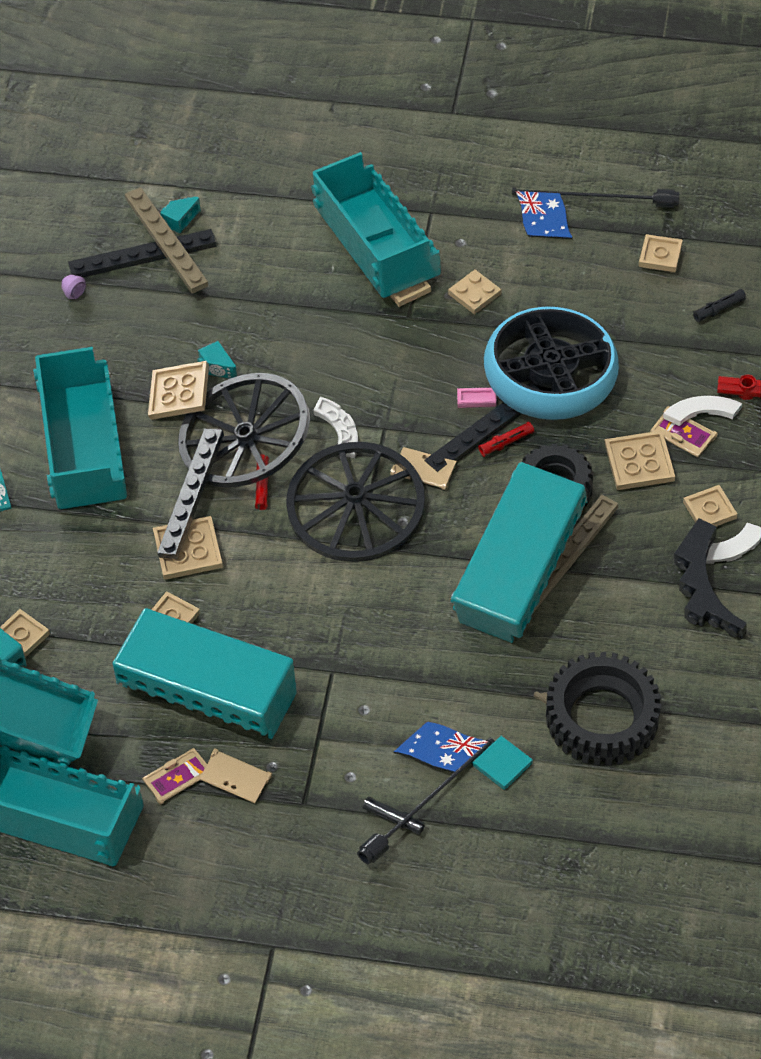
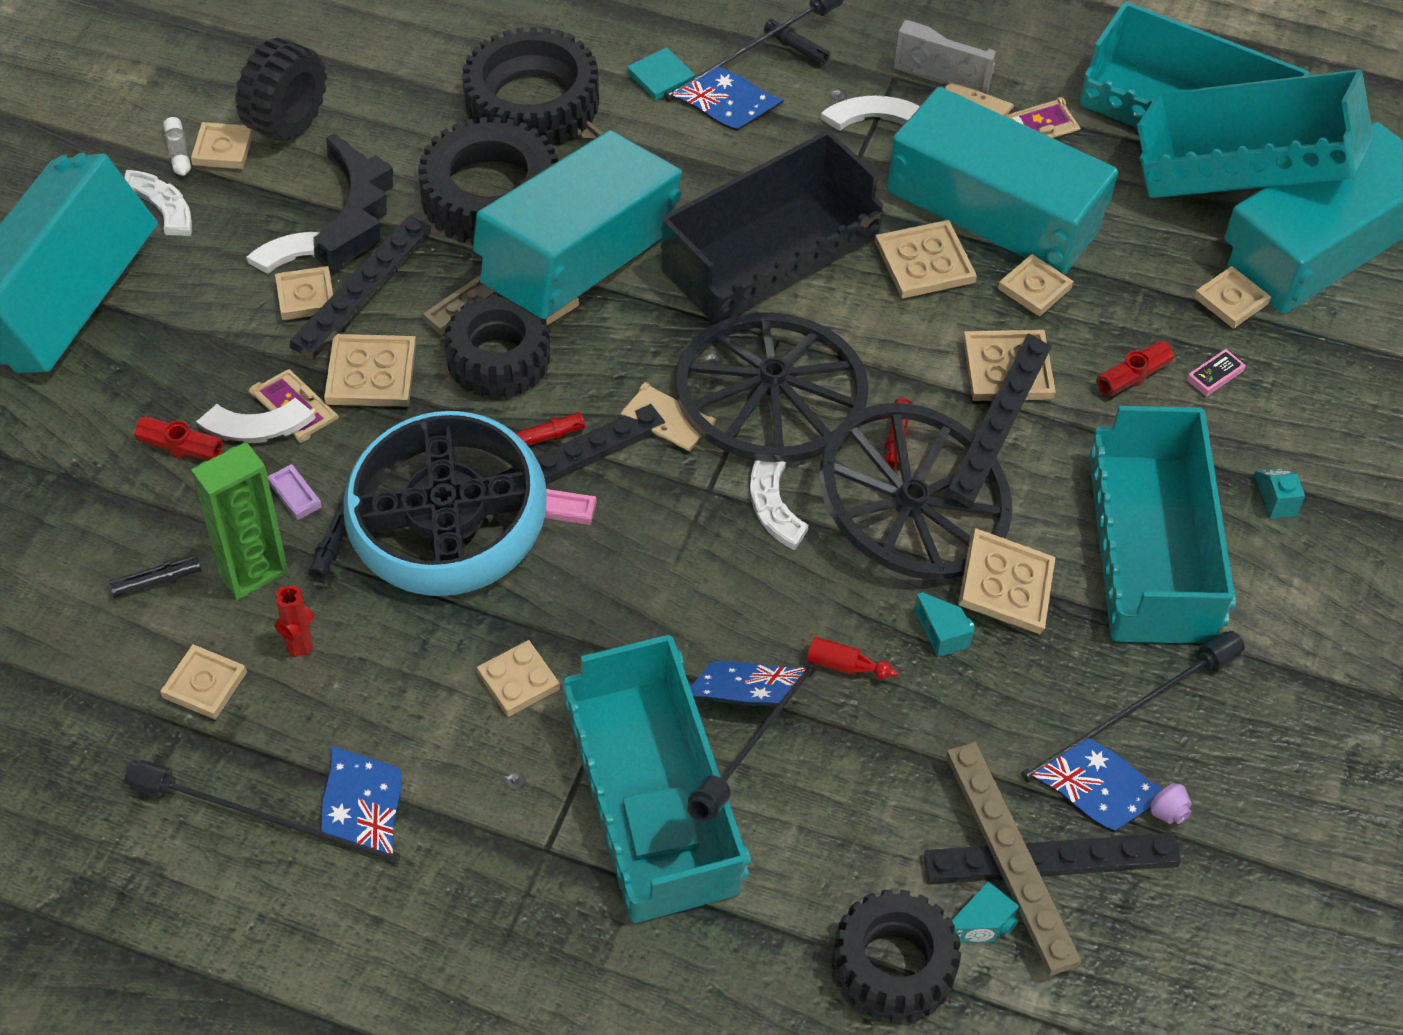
camera: 175 degrees left, 0 degrees up
(35, 574) = (1216, 372): none -> tile
(95, 559) = (1135, 368): none -> red piece
(111, 297) = (1101, 780): none -> flag
(226, 164) = (904, 918): none -> black tyre
(259, 620) = (925, 259): none -> tan plate
(275, 332) = (846, 659): none -> red wheel
(277, 804) = (936, 58): none -> light grey piece
(317, 762) = (858, 108): none -> white tile
(332, 301) = (746, 686): none -> flag
(380, 604) = (771, 227): none -> black container
(581, 640) = (475, 143): none -> black tyre
(615, 271) = (294, 620): none -> red piece
(619, 328) = (328, 549): none -> black pin
(657, 374) = (294, 492): none -> lavender tile
(663, 287) = (240, 519): none -> bright green brick
(669, 517) = (360, 287): none -> black plate

